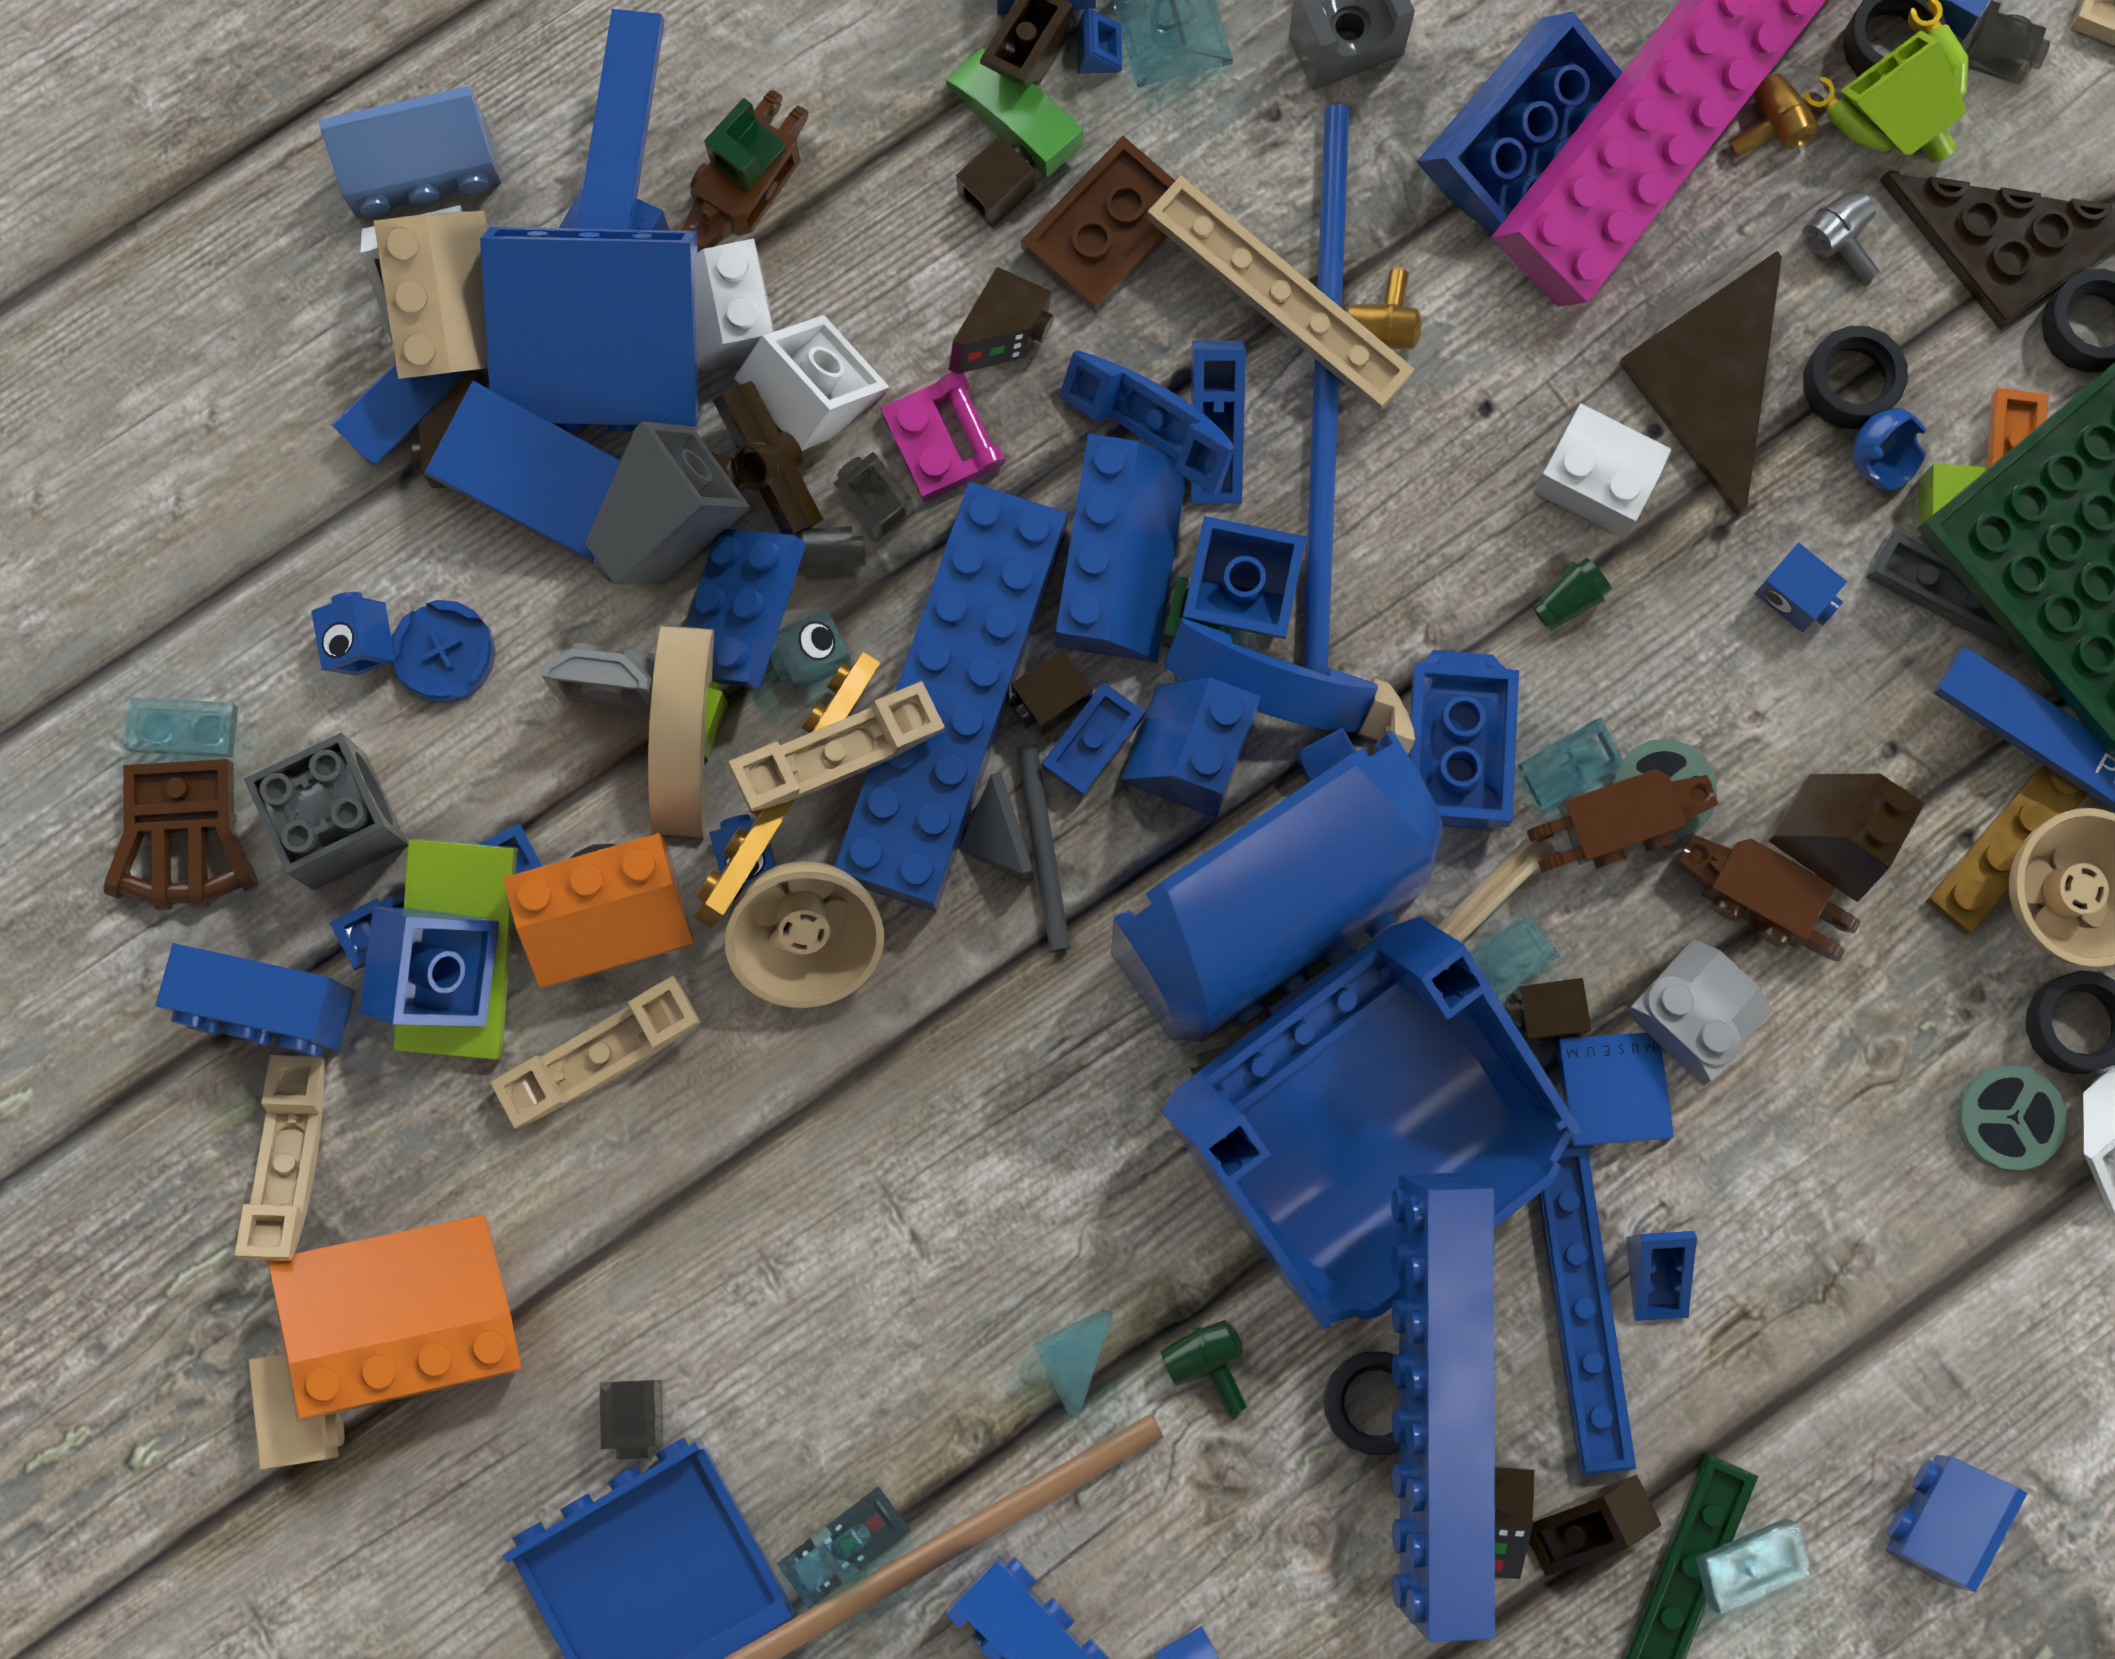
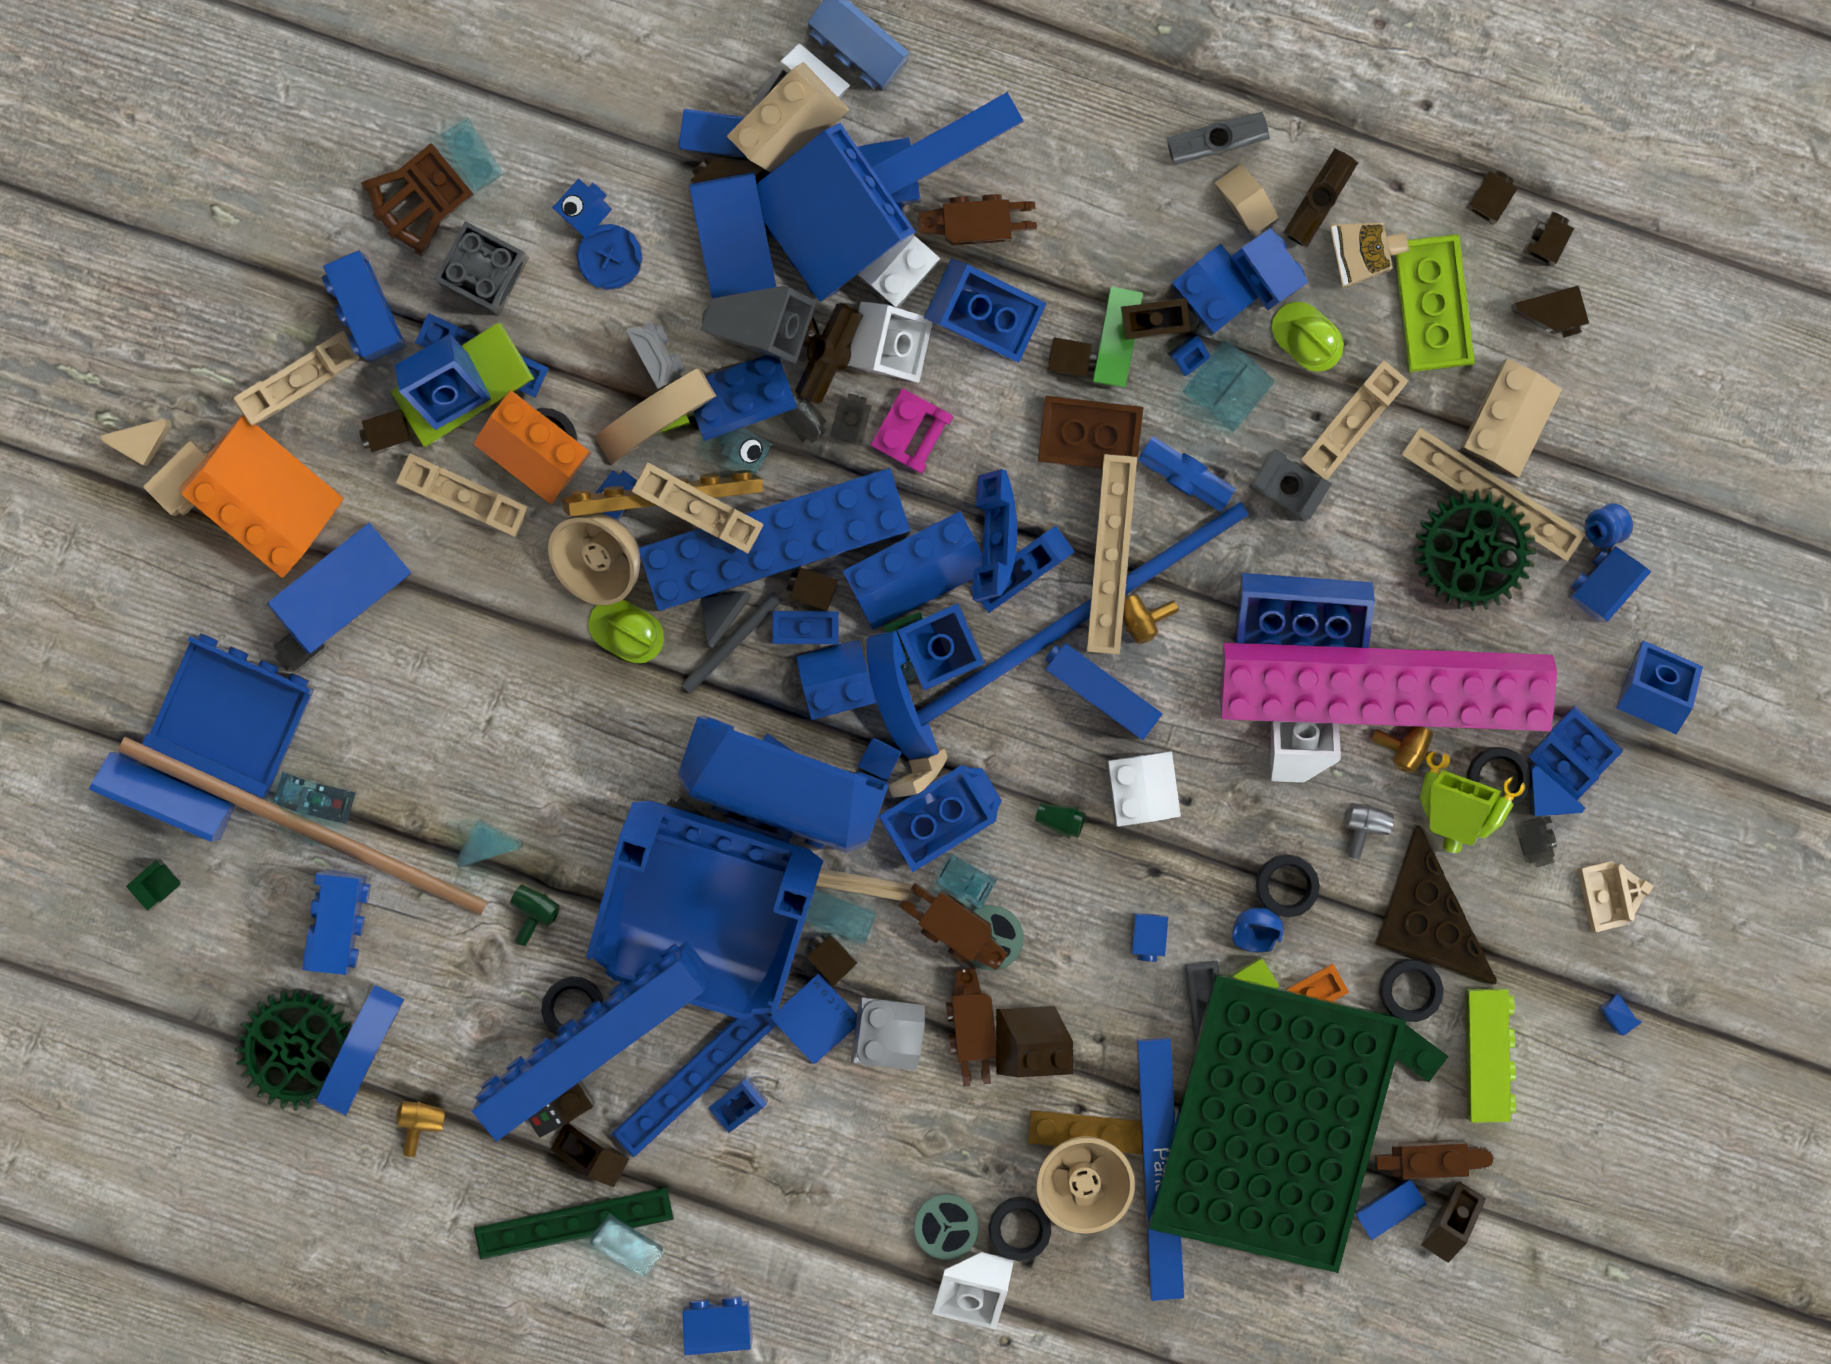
camera: 50 degrees right, 10 degrees up
(201, 1429) = (139, 441): none -> tan slope
(439, 1094) = (385, 432): none -> dark brown brick
(593, 1306) = (339, 588): none -> blue tile
(743, 146) = (985, 217): dark green panel -> none
(857, 241) = (985, 310): none -> blue slope
(929, 973) = (626, 631): none -> lime piece
(1002, 323) = (992, 420): dark brown slope -> none
(1246, 143) = (1186, 474): none -> blue piece
(1450, 423) = (1102, 690): none -> blue slope
(1693, 238) = (1302, 749): none -> white slope
(1710, 377) = (1237, 808): dark brown tile -> none

